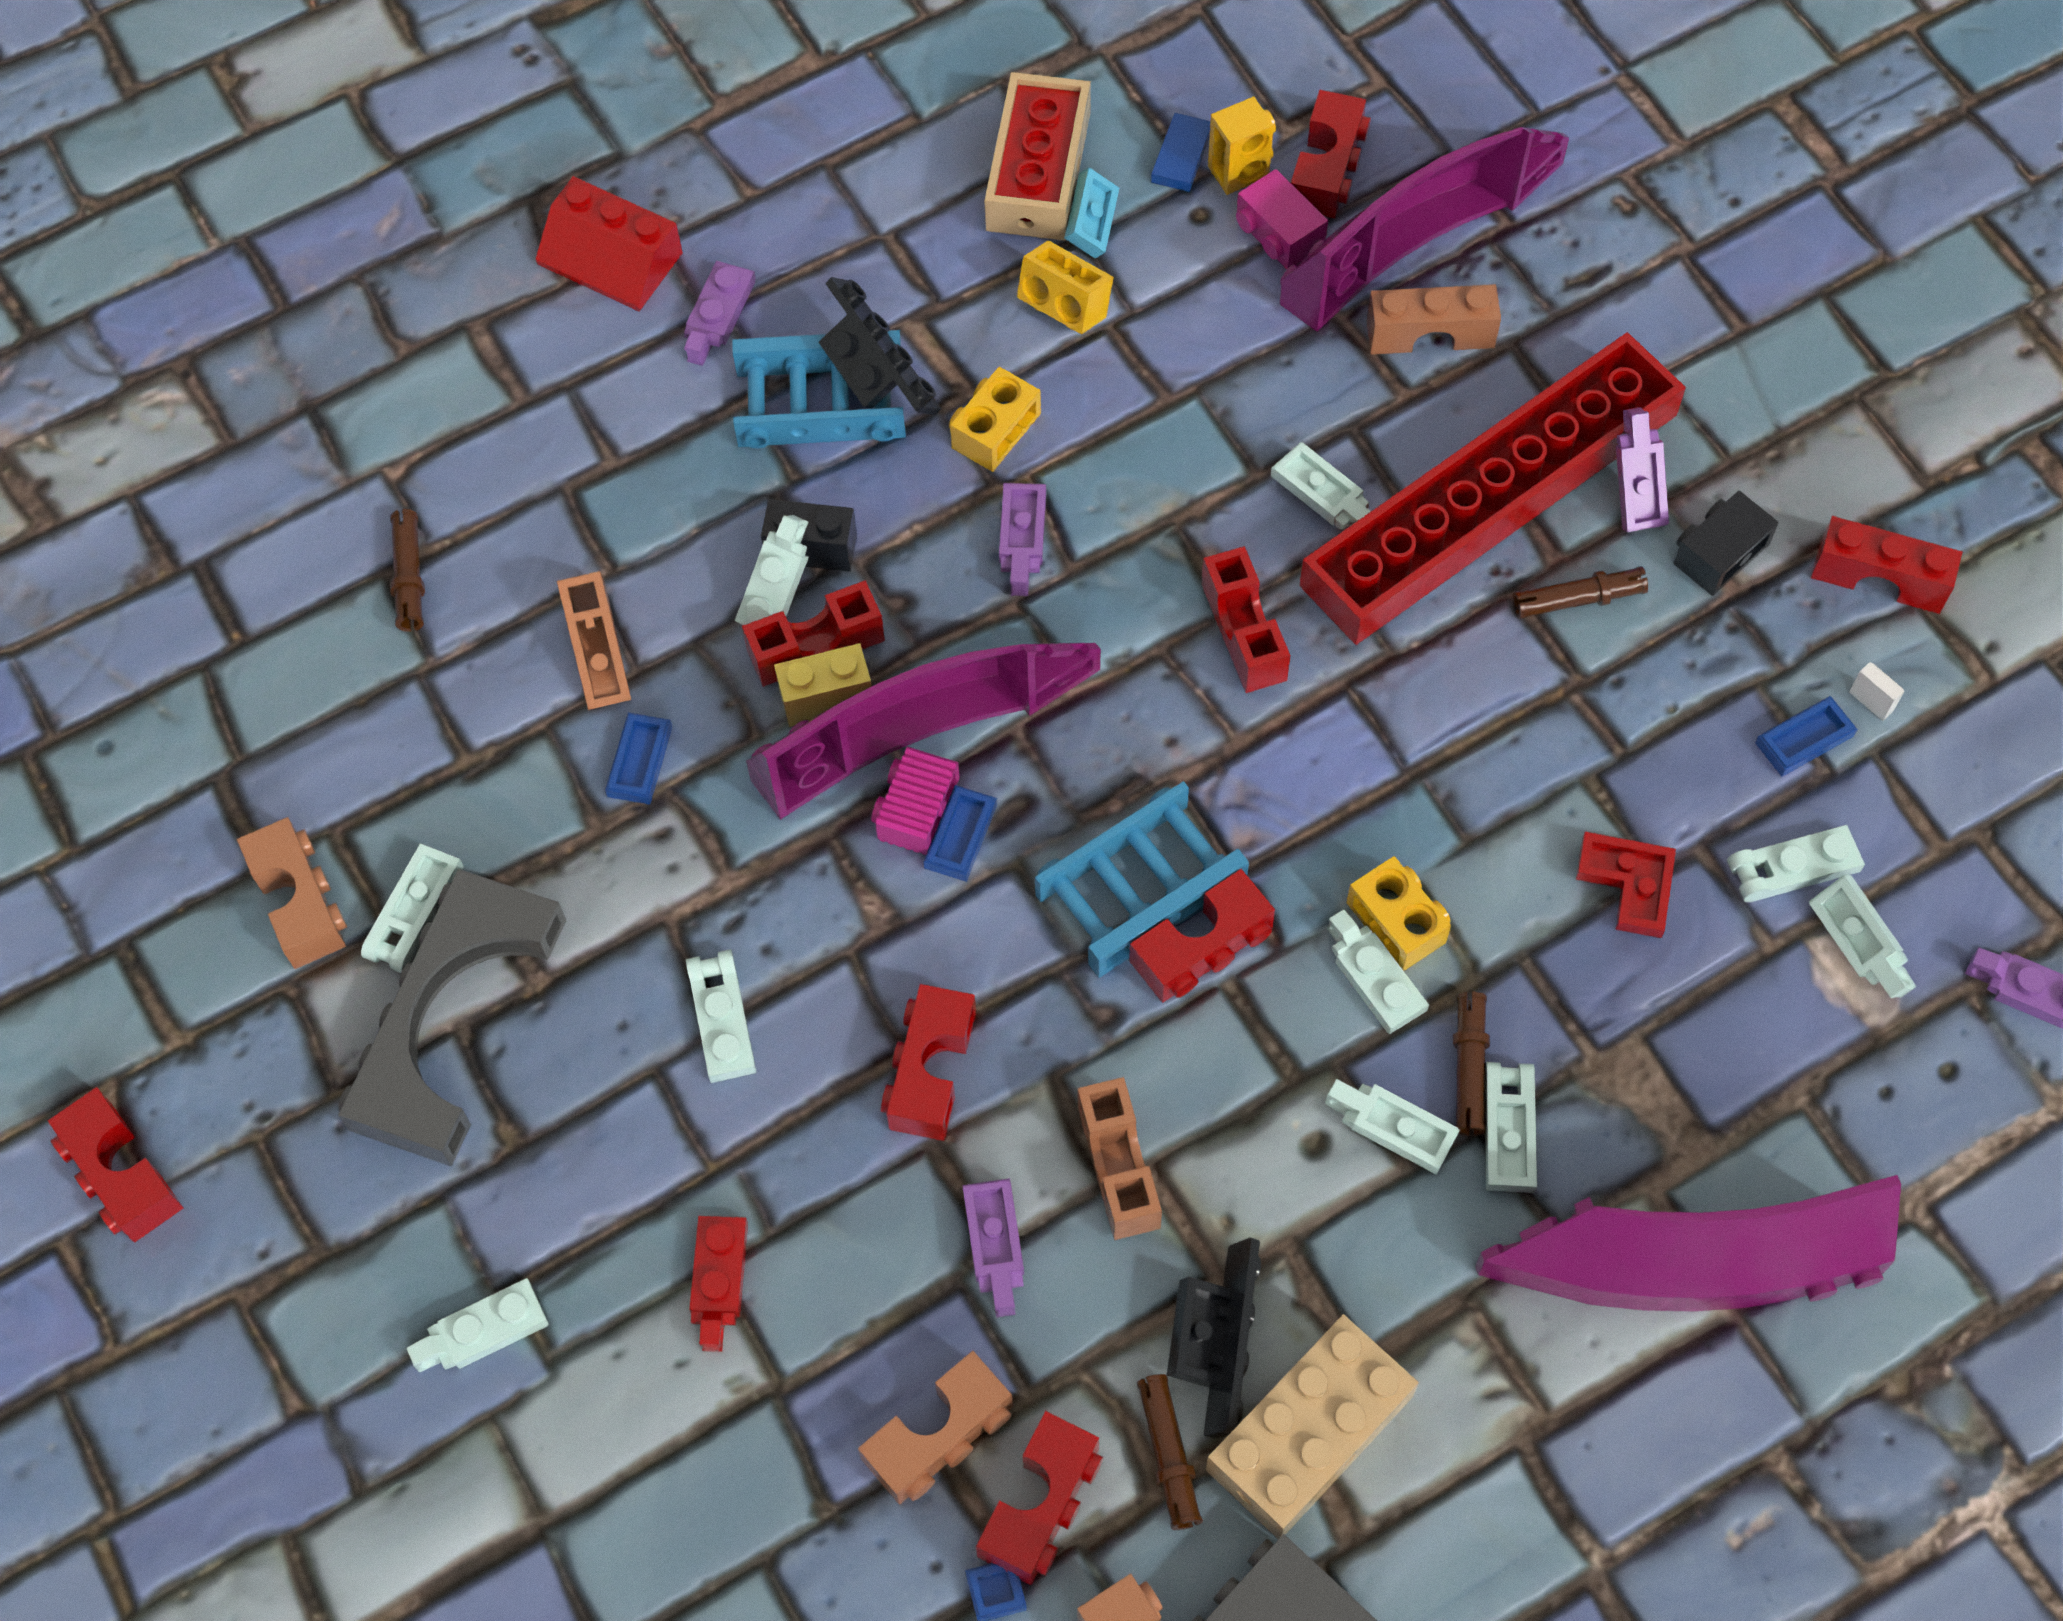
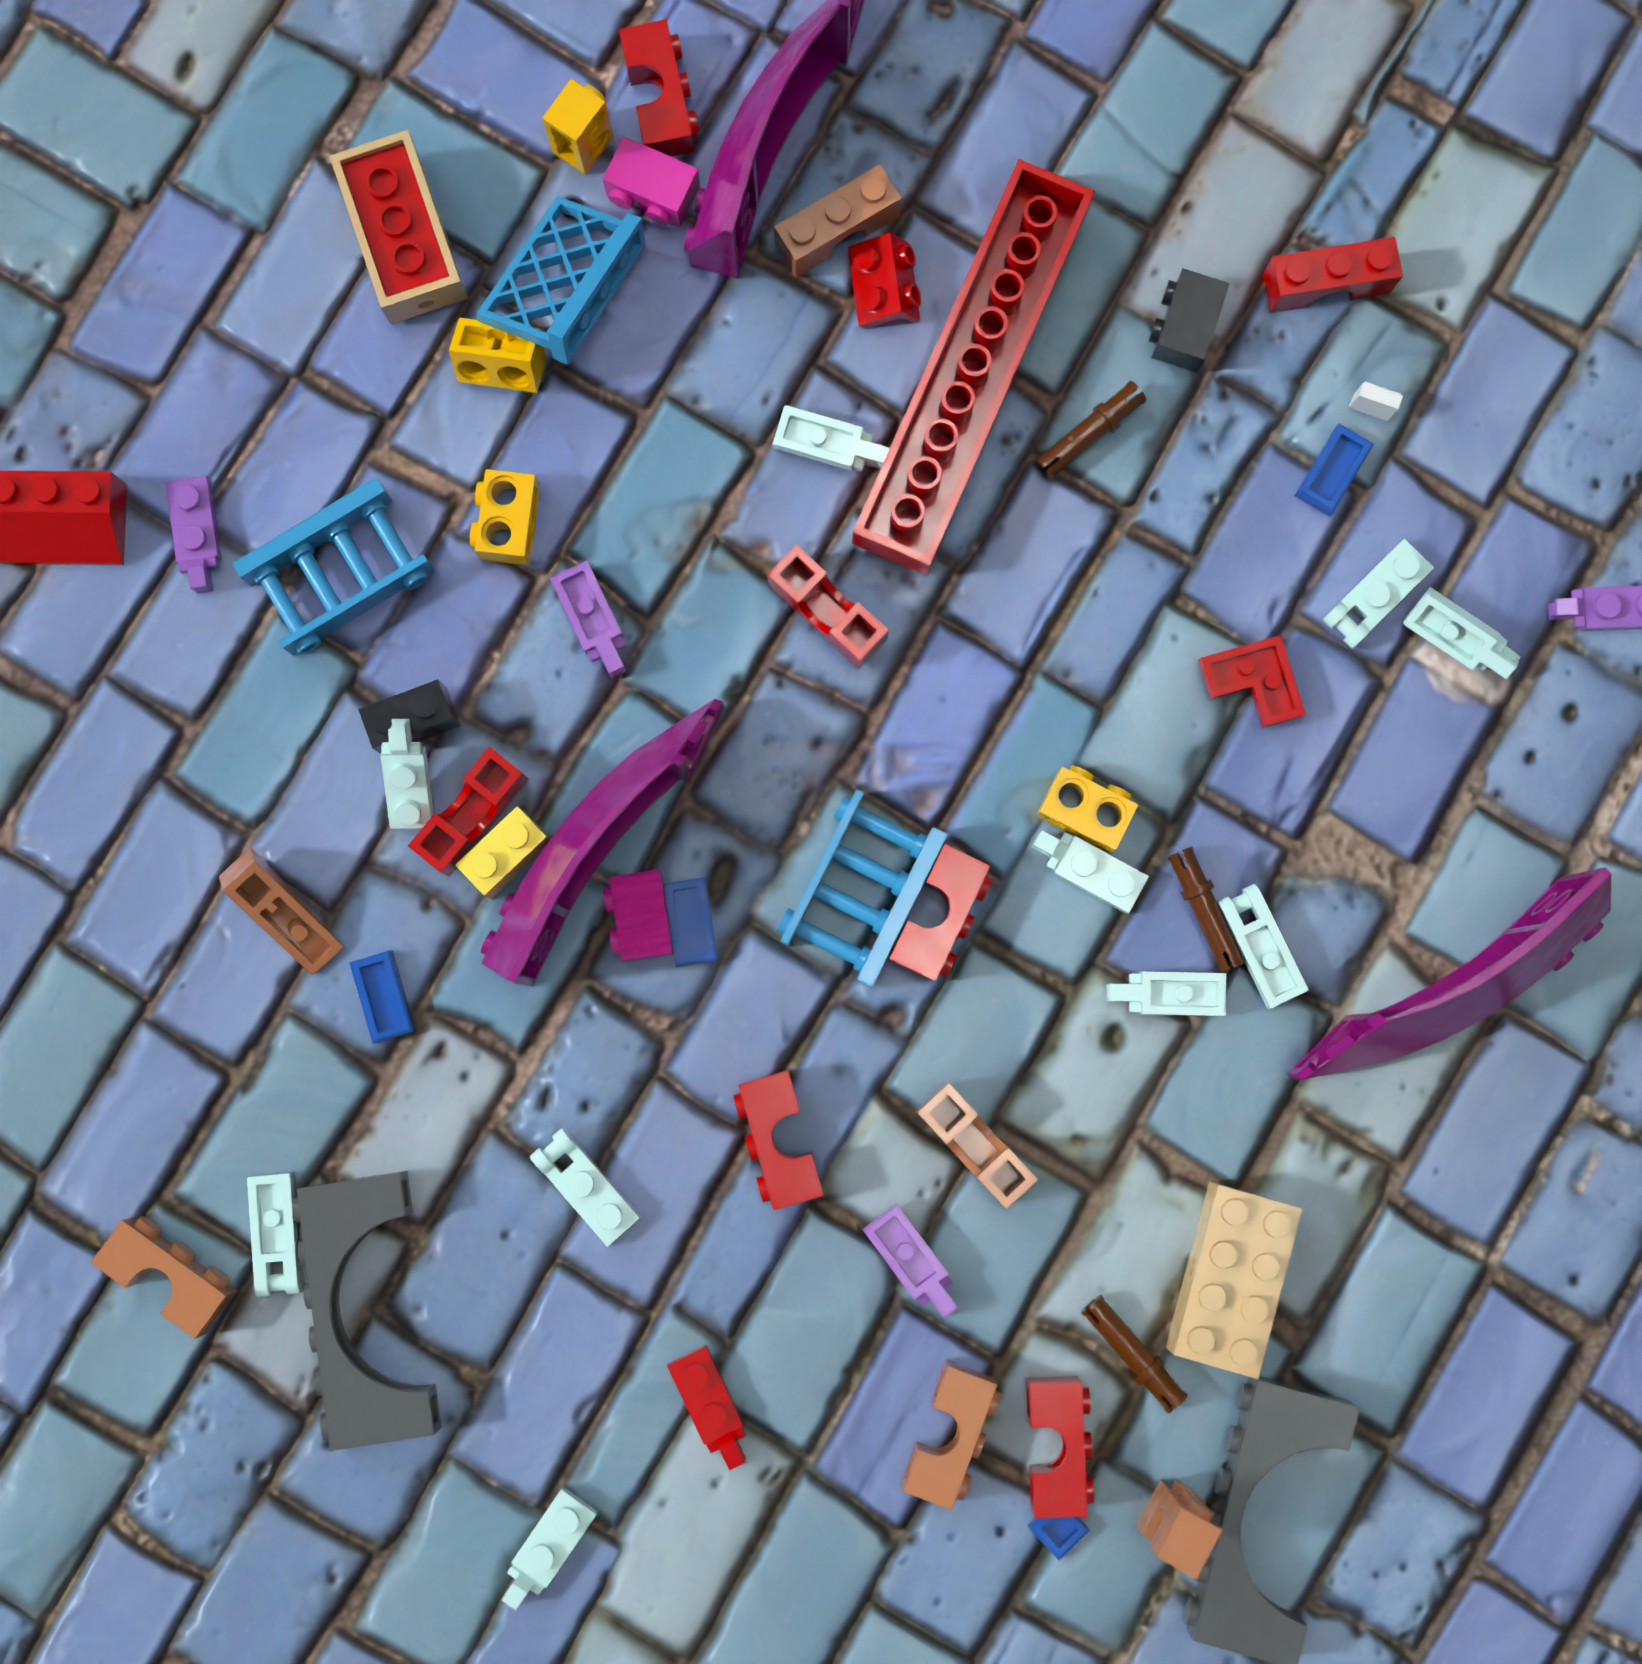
camera: 30 degrees left, 20 degrees up
(91, 1135) = (134, 1576): red arch -> none
(407, 584) = (83, 944): reddish brown pin -> none
(868, 354) = (367, 520): black bracket -> none
(1091, 213) = (475, 256): medium azure plate -> none
(1170, 271) = (589, 297): none -> dark azure fence
(1181, 152) = (523, 151): blue tile -> none
(1213, 1335) = (1122, 1245): black bracket -> none
(1451, 386) = (884, 280): none -> red bracket
(1641, 474) = (1093, 293): hinge -> none

